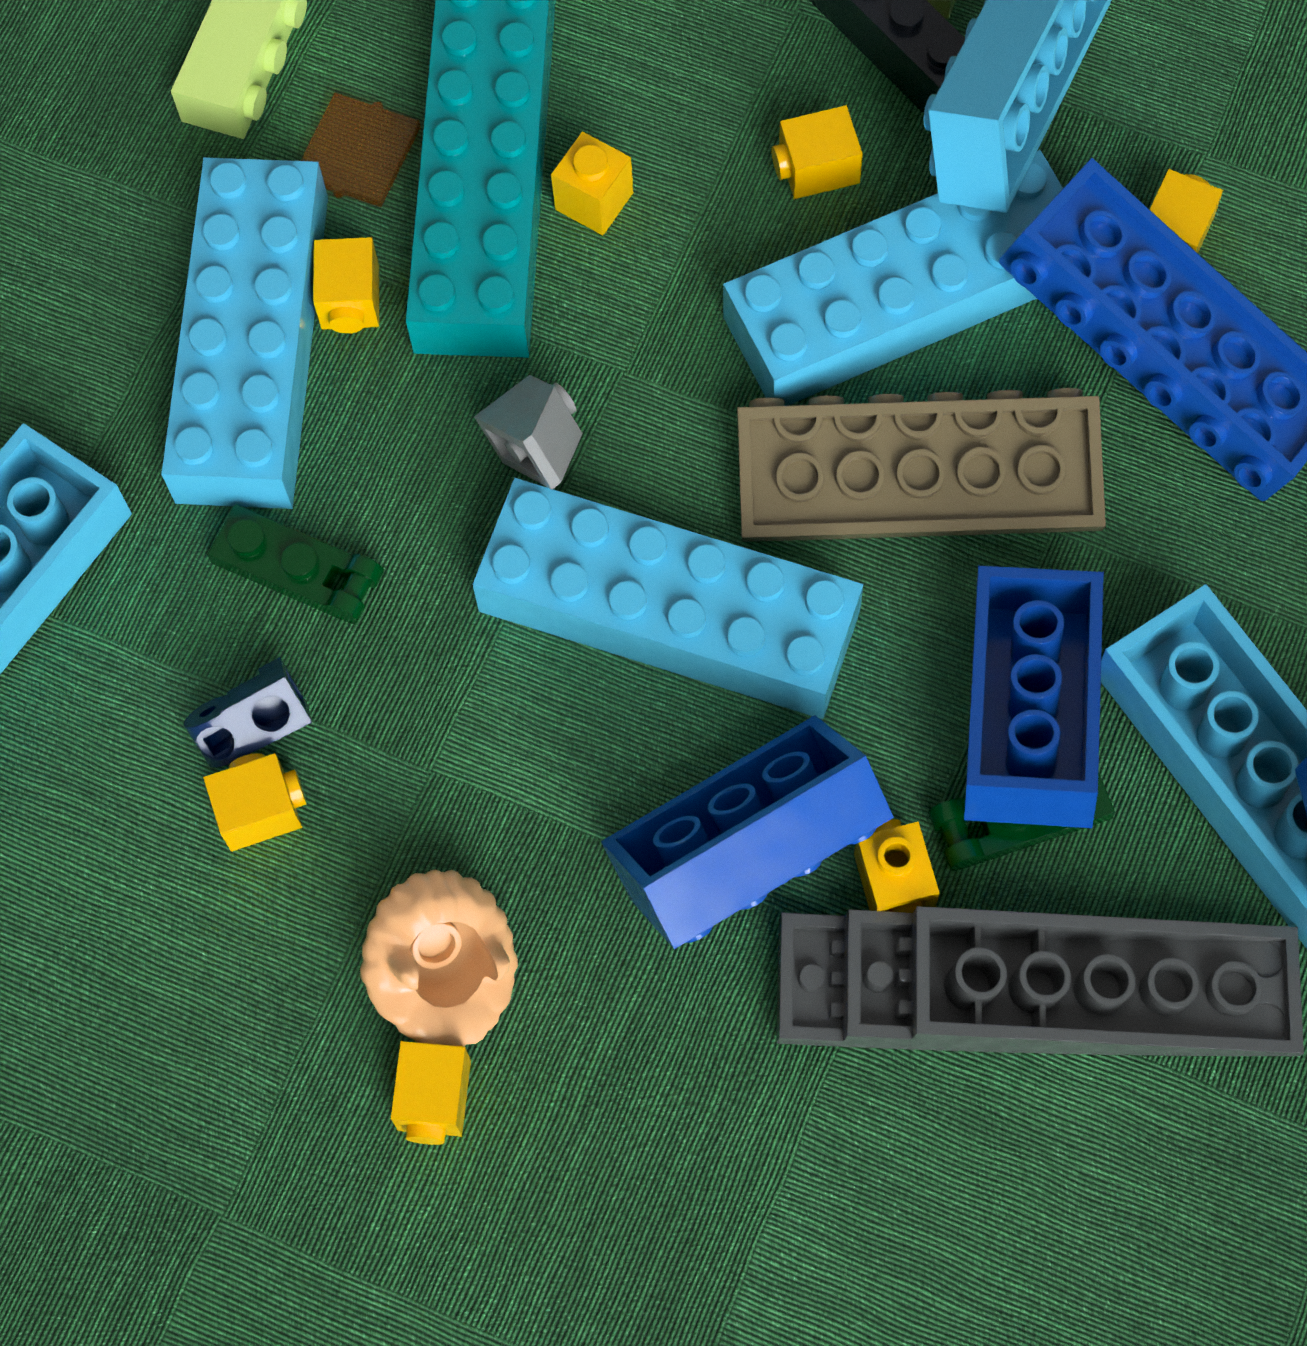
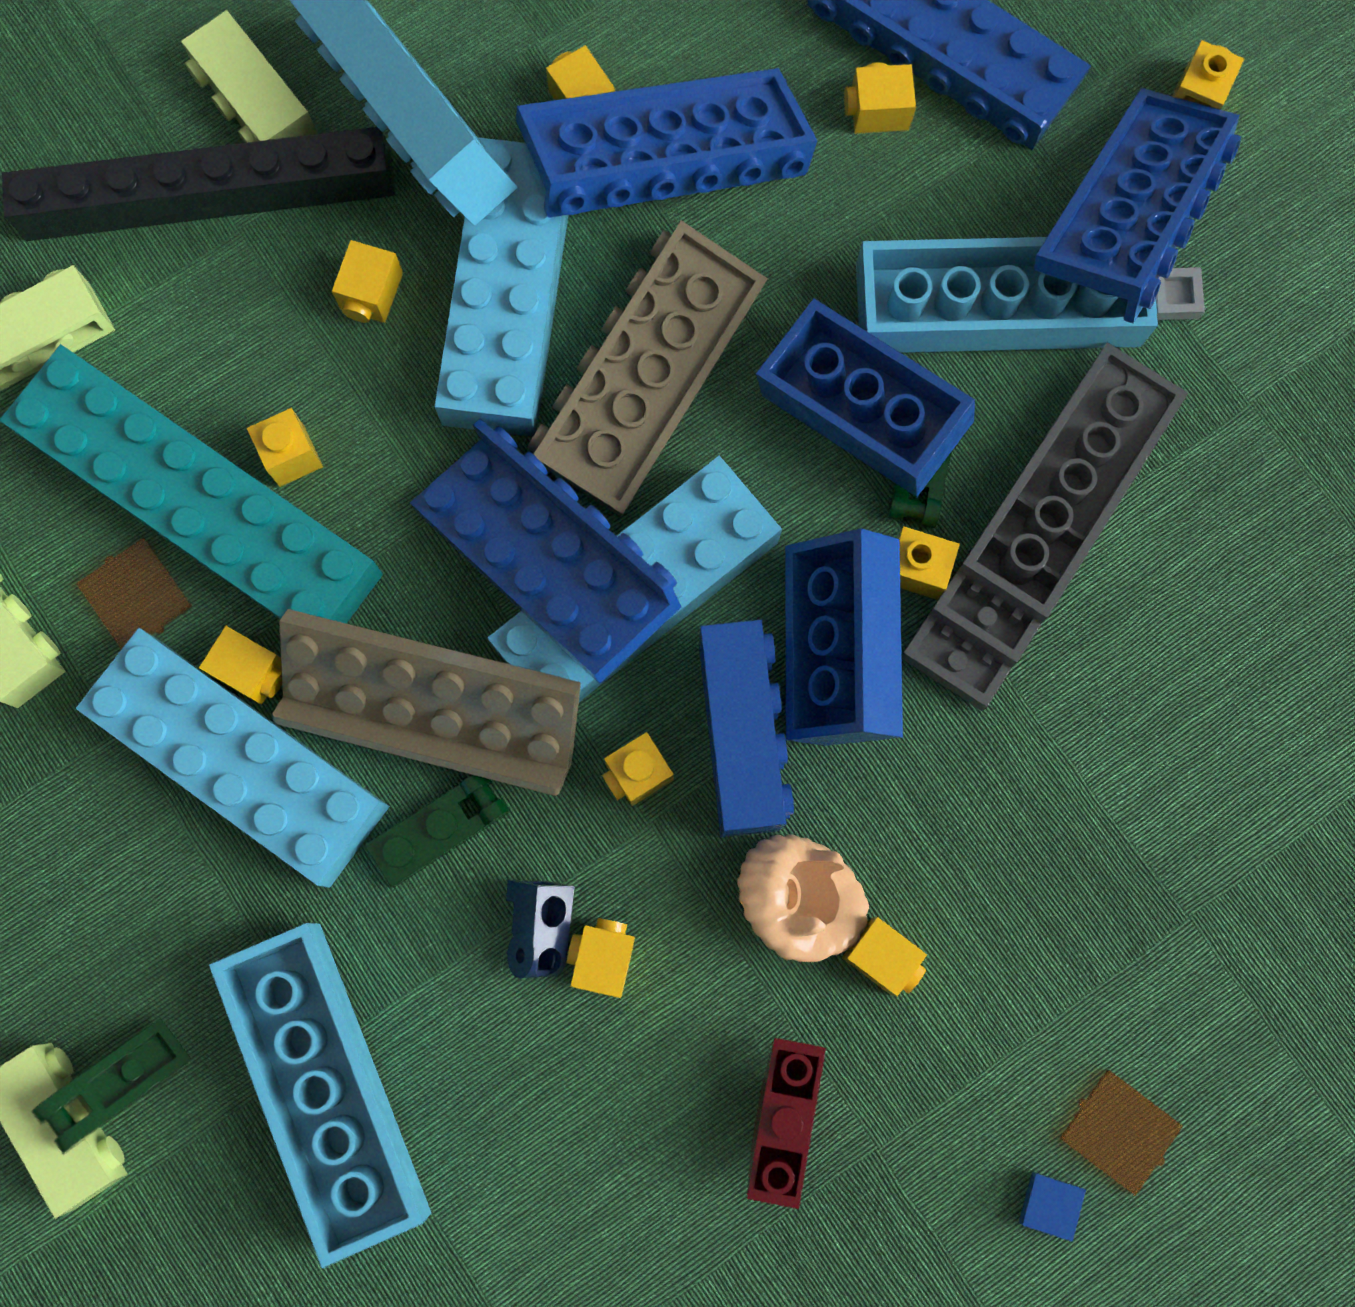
camera: 65 degrees left, 10 degrees up
(187, 1082) = (784, 1122): none -> dark red slope
(411, 468) = (427, 702): none -> dark tan bracket
(474, 714) = (637, 770): none -> yellow brick
(533, 430) = (454, 603): light grey slope -> none
(580, 786) = (742, 728): none -> blue brick
(639, 480) = (549, 552): none -> blue bracket

